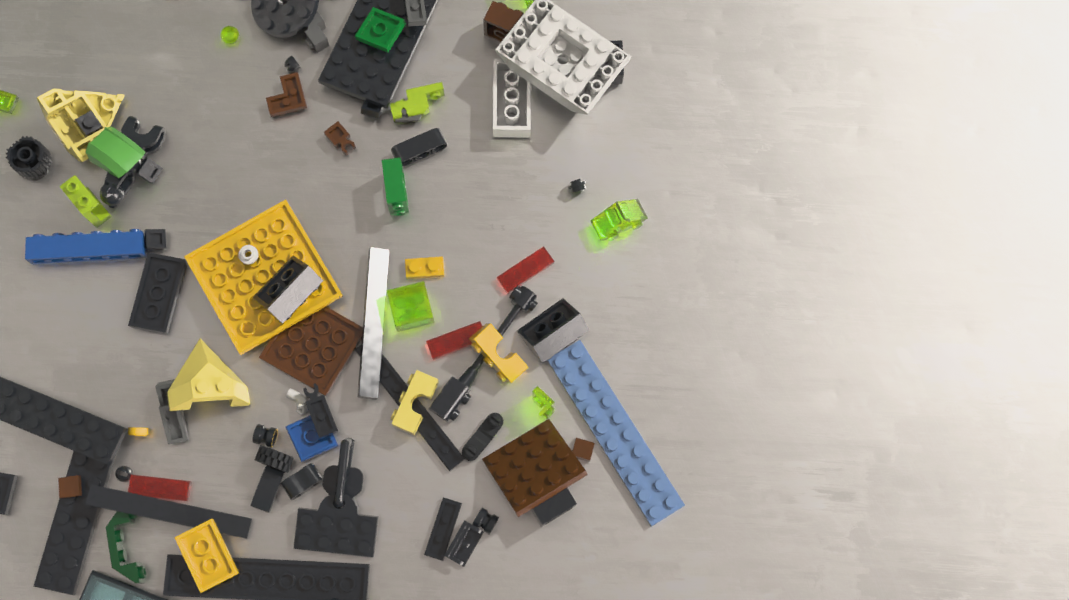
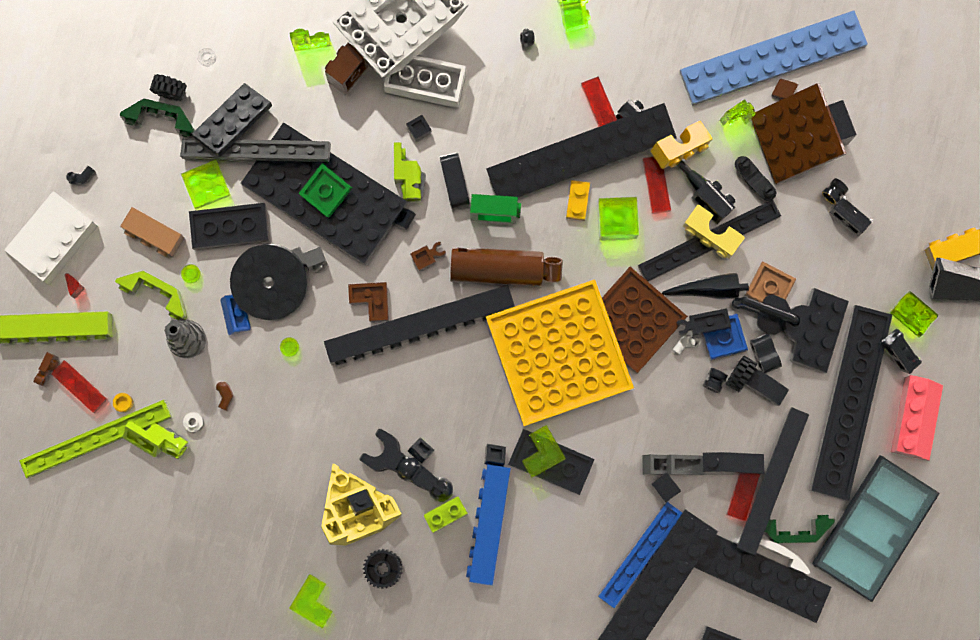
camera: 75 degrees left, 5 degrees up
(70, 486) = (730, 572): reddish brown tile -> none
(77, 396) = (640, 555): none -> blue plate
(90, 554) = (794, 562): none -> white slope
(114, 152) = (404, 474): bright green slope -> none
(124, 469) = (721, 519): black hinge -> none
(137, 431) = (686, 501): yellow tile -> none
(145, 407) = (666, 487): none -> black panel
(161, 285) = (548, 454): none -> clear neon green plate
(180, 467) = (732, 463): none -> black slope
(206, 379) = (653, 426): light yellow wedge -> none
(206, 555) = (822, 450): yellow plate -> none
(248, 260) = (533, 365): white plate -> none
(270, 144) = (417, 325): none -> black brick
(288, 289) = (581, 328): slope -> none
(294, 66) = (335, 288): black hinge -> none
(339, 206) = (503, 267): none -> reddish brown piece
(363, 419) = (716, 286): none -> black piece
(373, 324) = (626, 257): tile -> none
(377, 473) = (769, 281): none -> medium nougat tile
(443, 529) = (833, 233): black tile -> none
(464, 104) = (418, 127): none -> black plate
(470, 259) = (581, 152): none -> black plate
(553, 330) = (666, 85): black slope -> none

